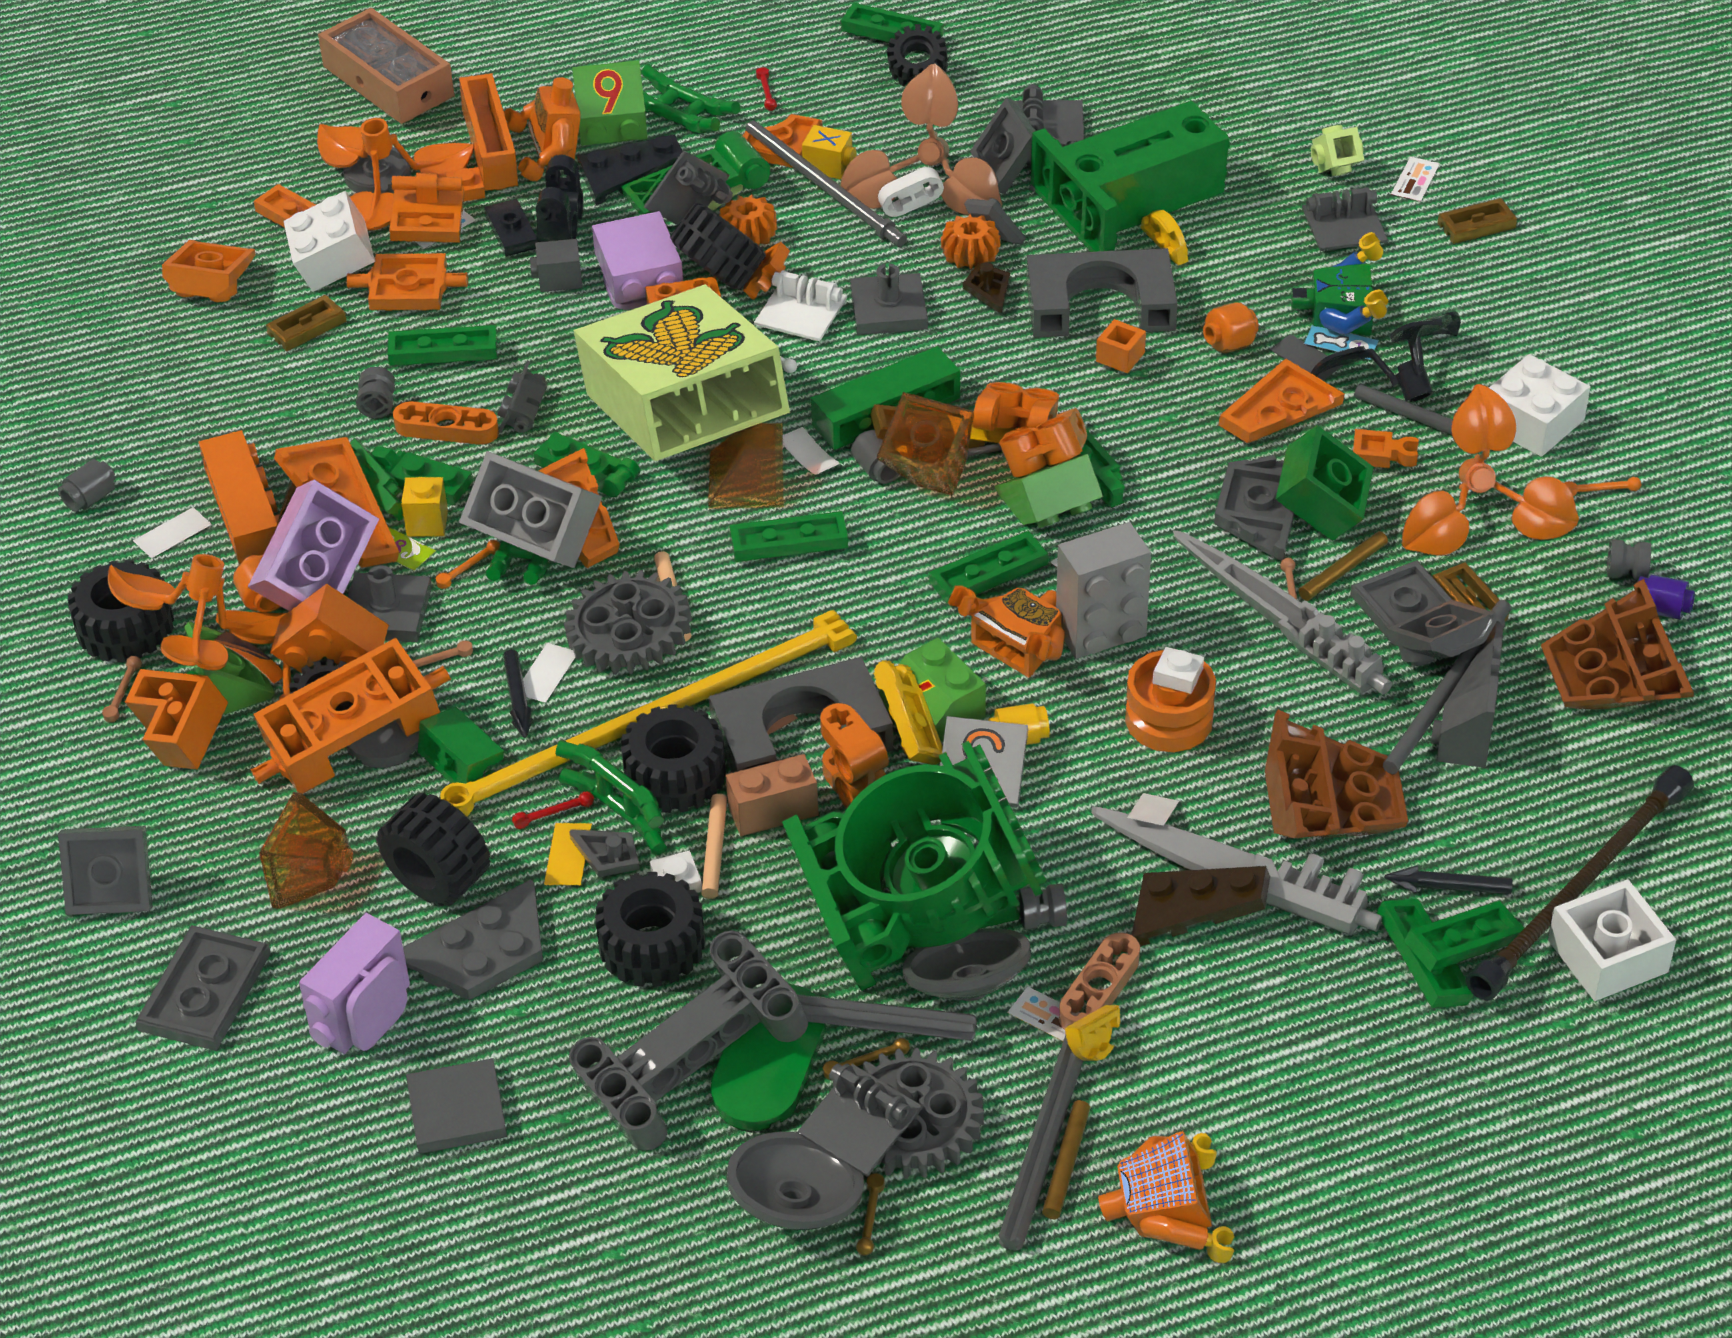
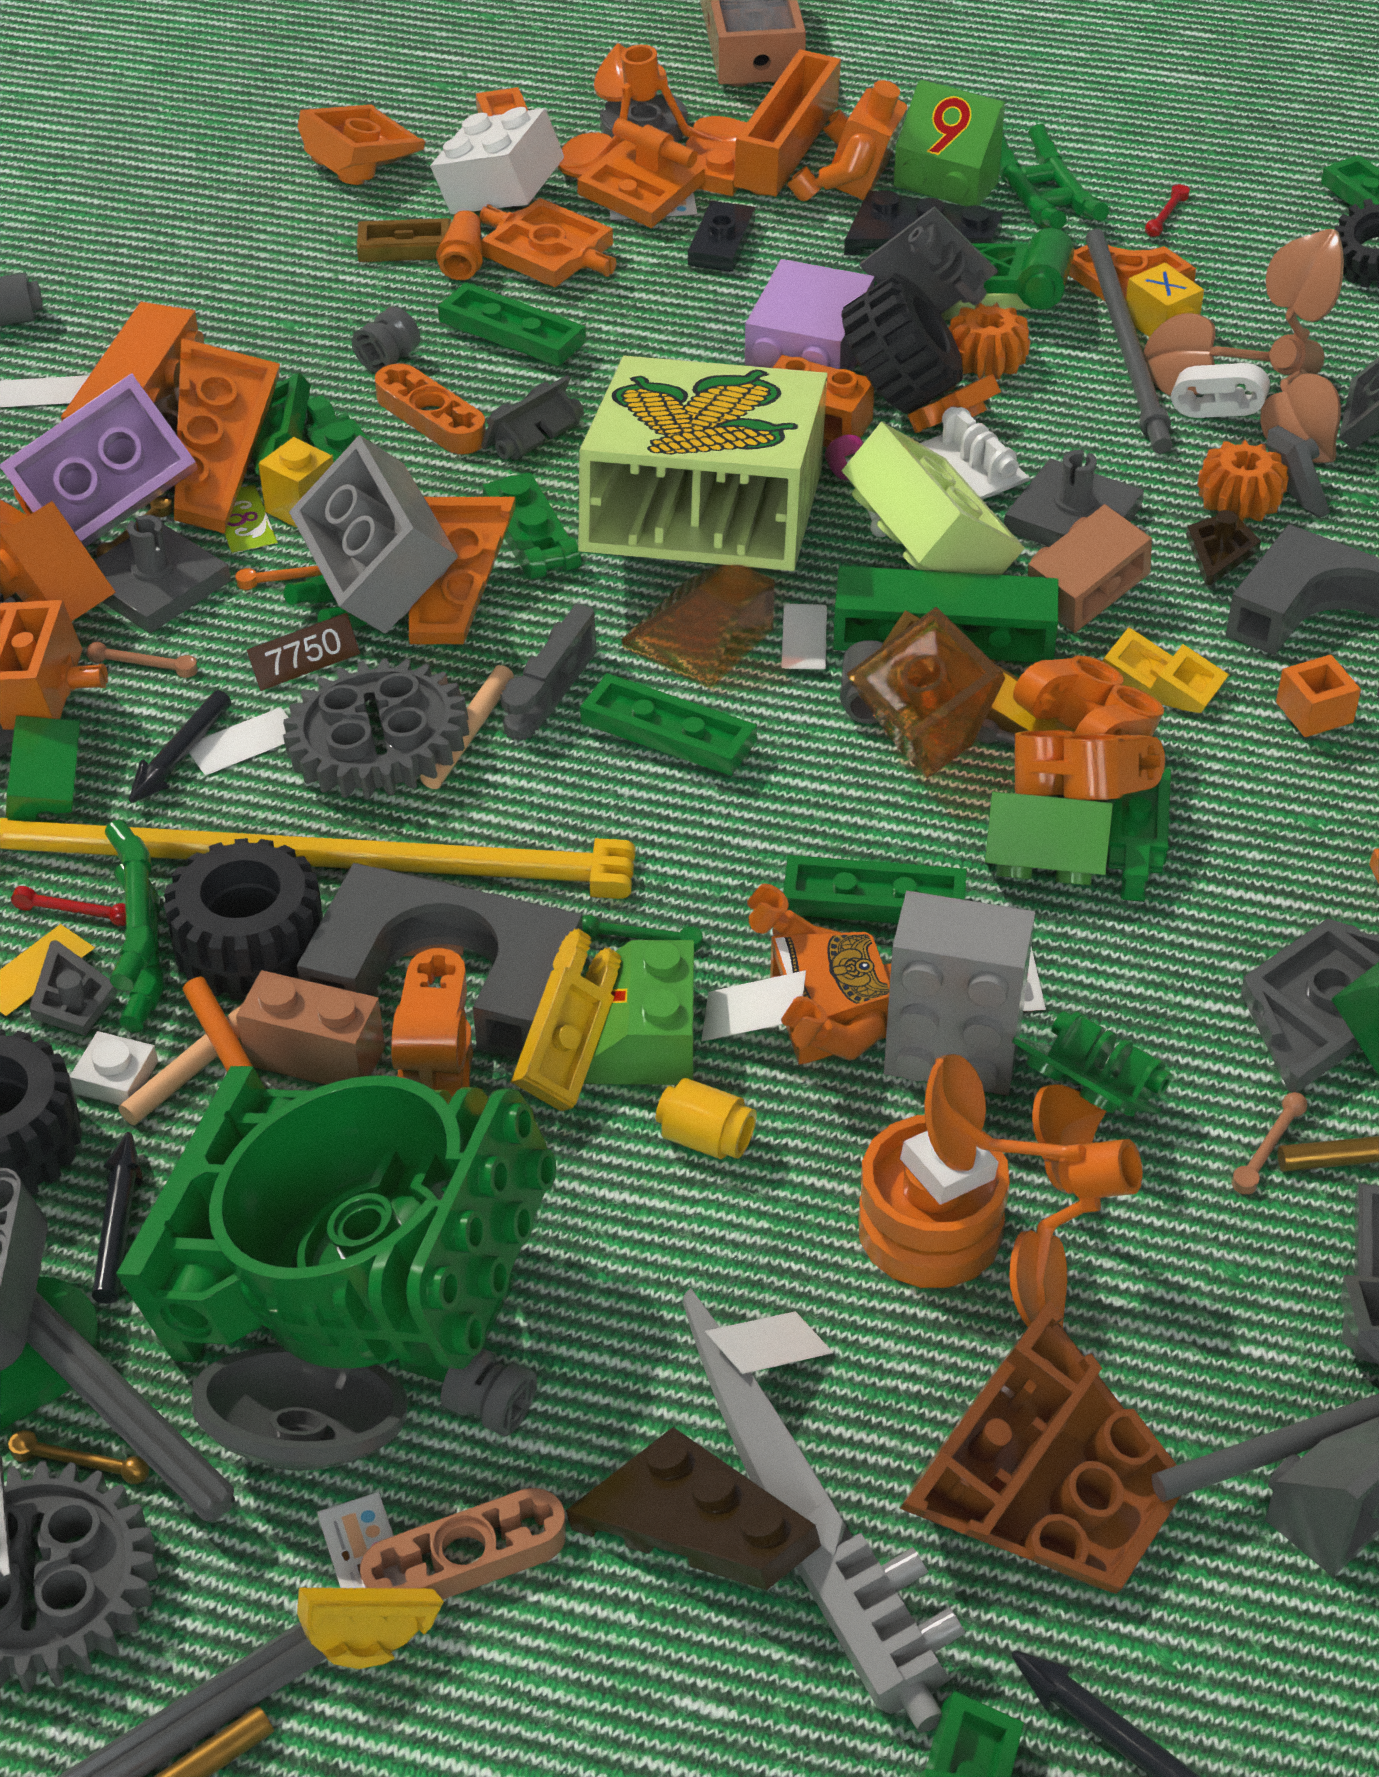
camera: 35 degrees right, 0 degrees up
(358, 309) = (461, 247): none -> orange cone
(533, 603) = (303, 651): none -> reddish brown sticker
(557, 265) = (721, 294): dark grey brick -> none
(561, 202) = (788, 231): black piece -> none
(693, 542) = (550, 674): none -> dark grey hinge
(739, 919) = (121, 1180): none -> black piece
(740, 831) = (215, 1023): none -> orange bar
(827, 340) = (928, 507): none -> yellowish green brick
(910, 644) = (593, 927): none -> green hinge
(938, 323) = (1094, 565): none -> nougat brick
(995, 652) = (750, 1005): none -> white sticker
(1002, 744) = (611, 1139): light grey tile -> none
(1032, 372) = (1176, 681): none -> yellow slope
(1210, 588) = (1081, 1054): none -> green hinge
(1250, 637) = (1074, 1165): none -> orange plant
(1300, 622) = (1225, 1194): light grey piece -> none

